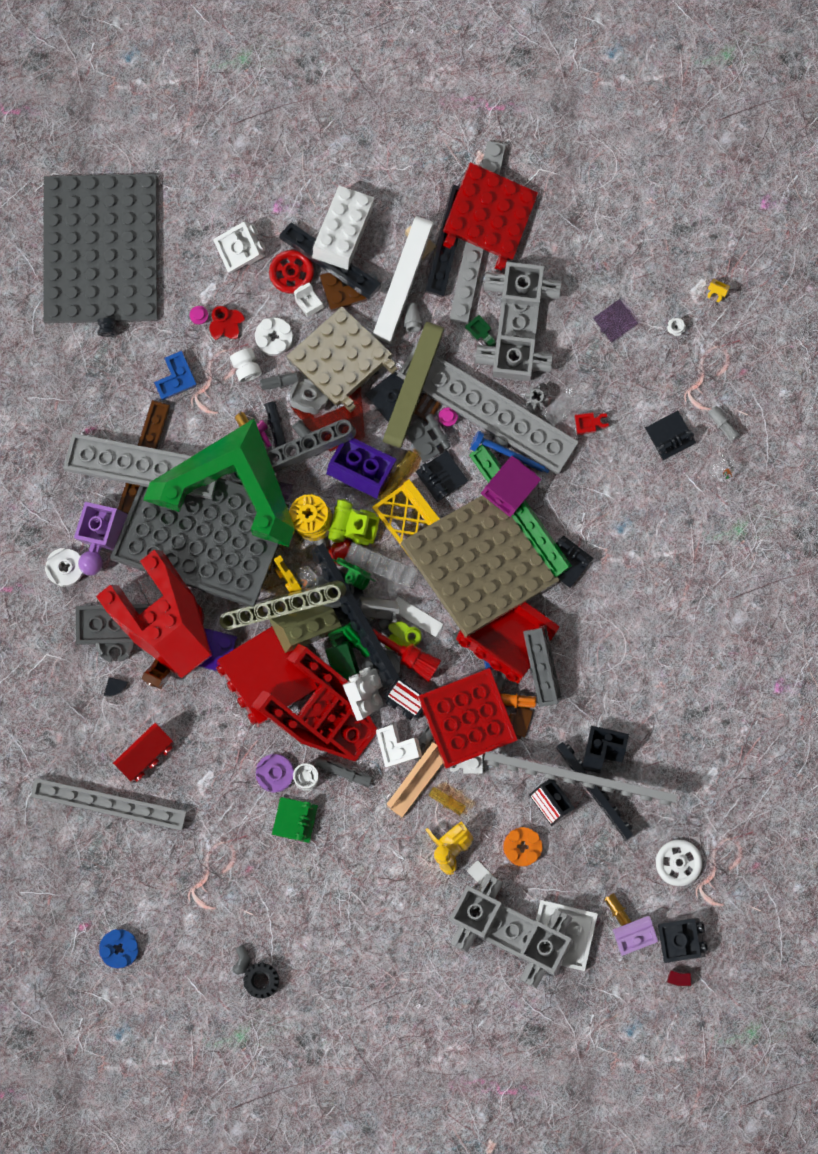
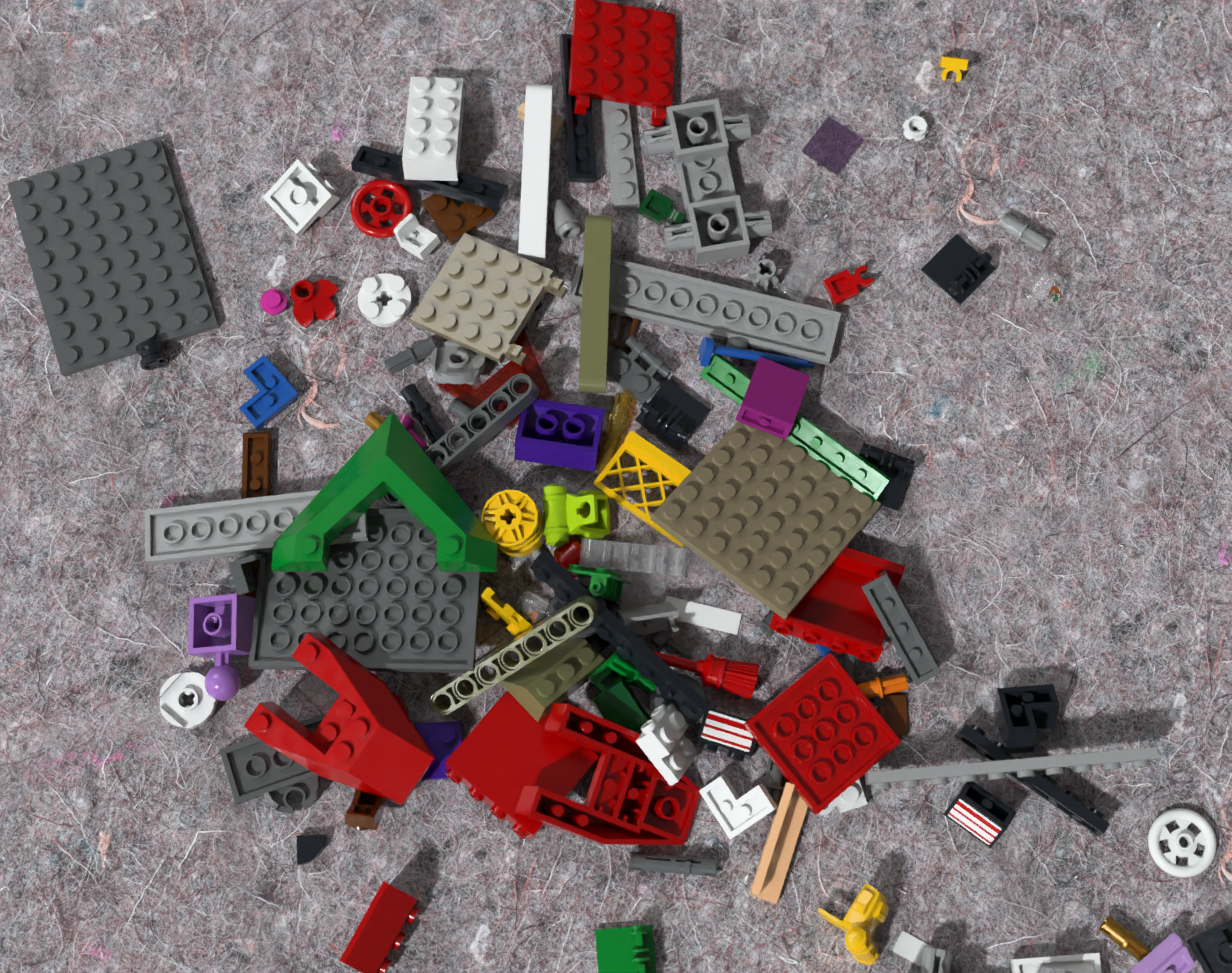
camera: 20 degrees left, 5 degrees down
(123, 497) = (241, 574): none -> dark grey bracket
(246, 367) = (361, 350): white wheel -> none
(274, 773) = (576, 898): medium lavender tile -> none
(306, 777) = (623, 890): white wheel -> none
(385, 395) = (562, 331): black plate -> none
(401, 634) = (689, 644): lime plate -> none
(447, 417) = (654, 334): dark pink plate -> none
(447, 801) = (832, 859): clear yellow axle -> none
(515, 838) = (950, 905): orange plate -> none

